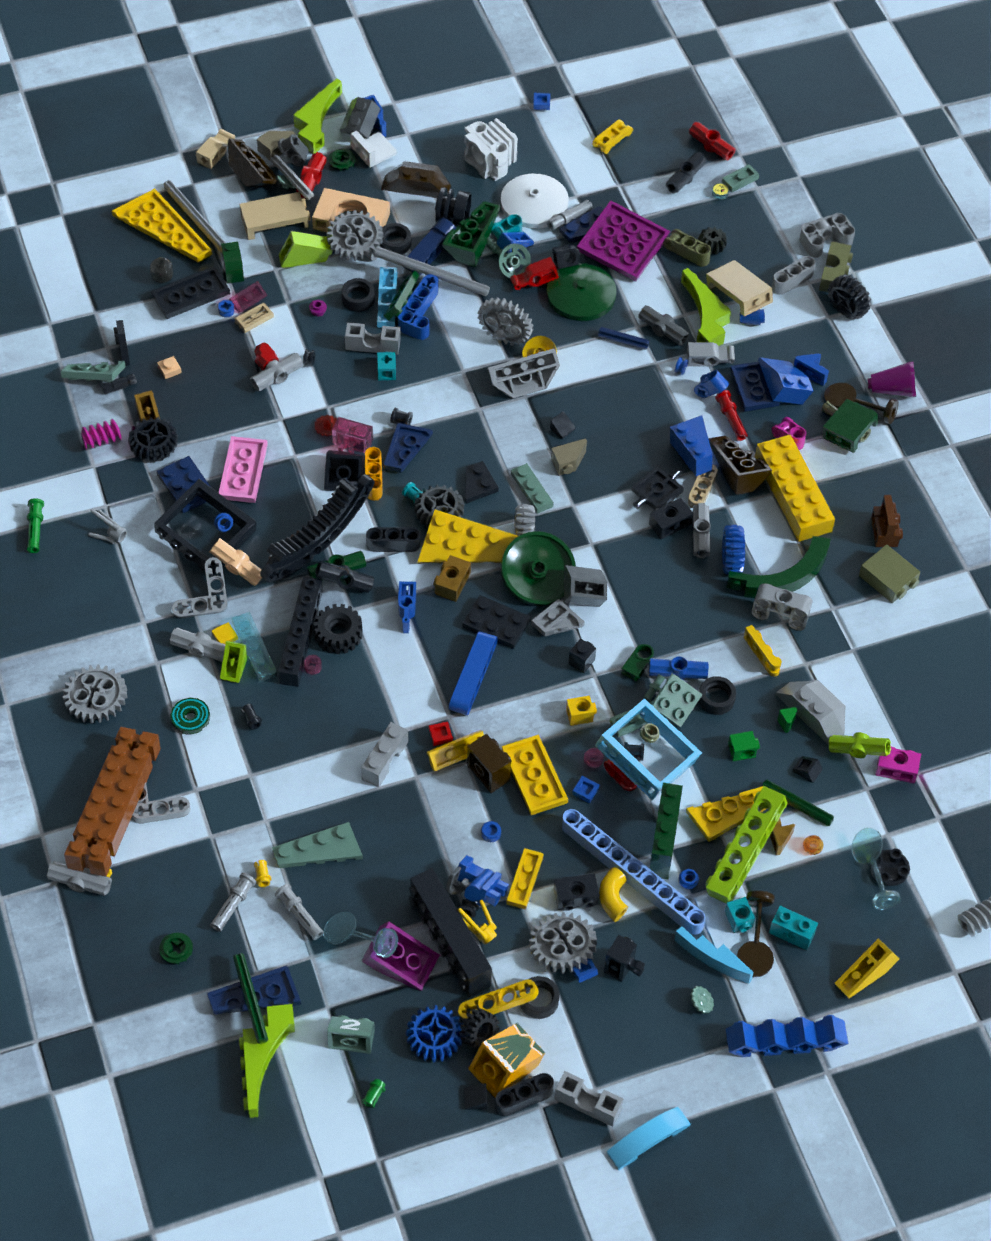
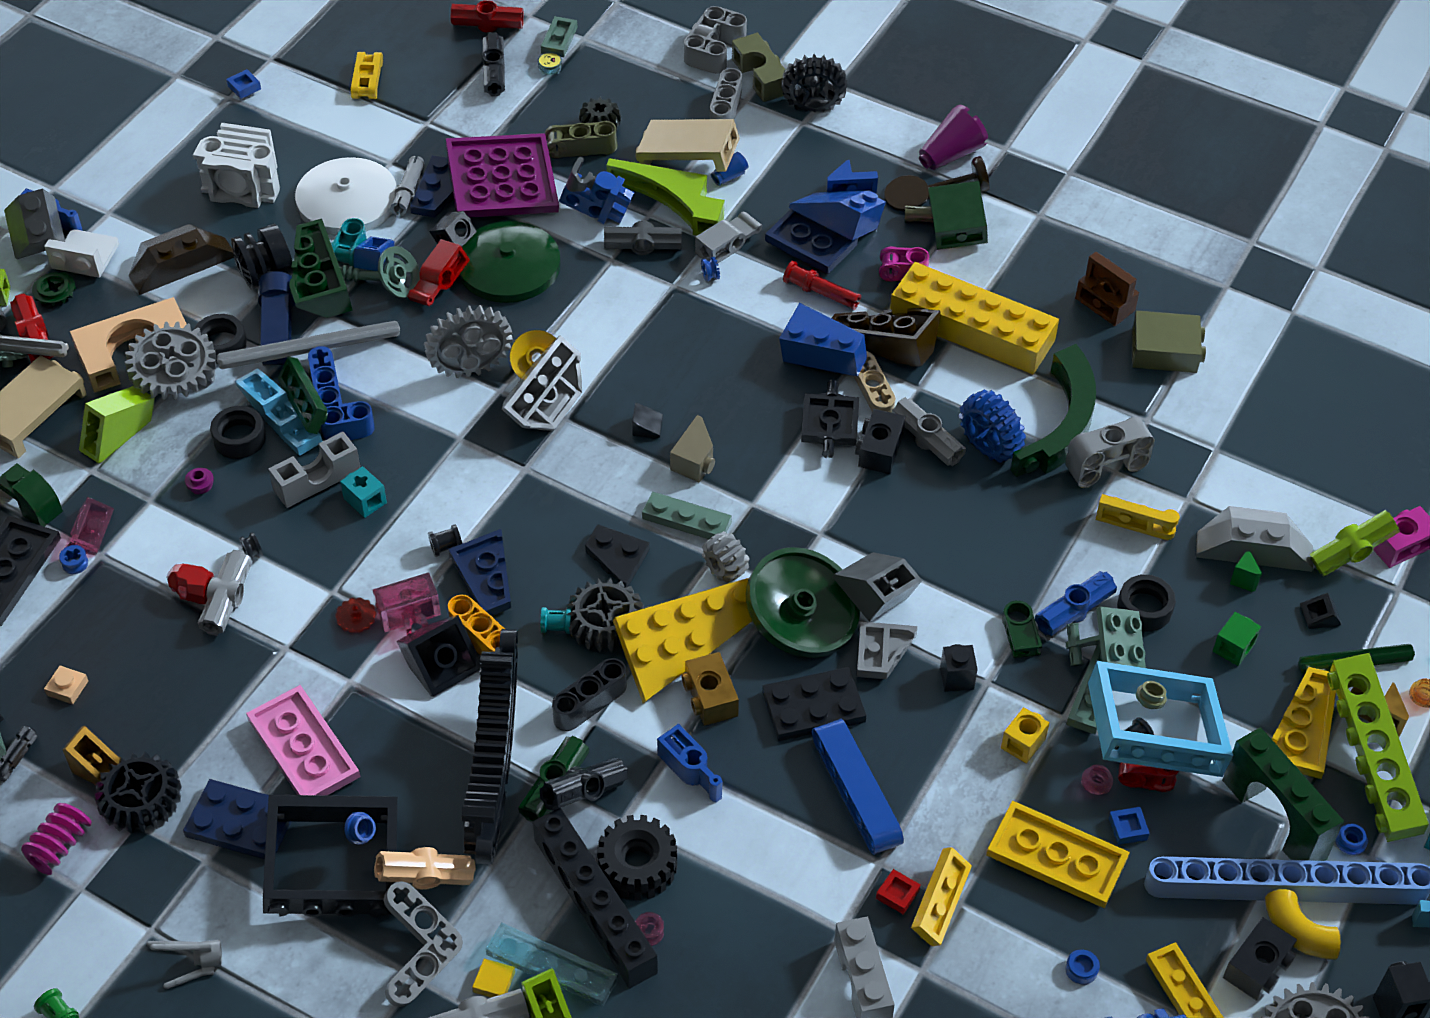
camera: 40 degrees left, 5 degrees down
(256, 319) = (133, 550): tan tile -> none
(489, 762) = (1002, 880): dark brown brick -> none
(623, 338) = (611, 280): dark blue axle -> none
(658, 283) = (596, 196): none -> blue hips
(711, 384) = (768, 263): blue piece -> none

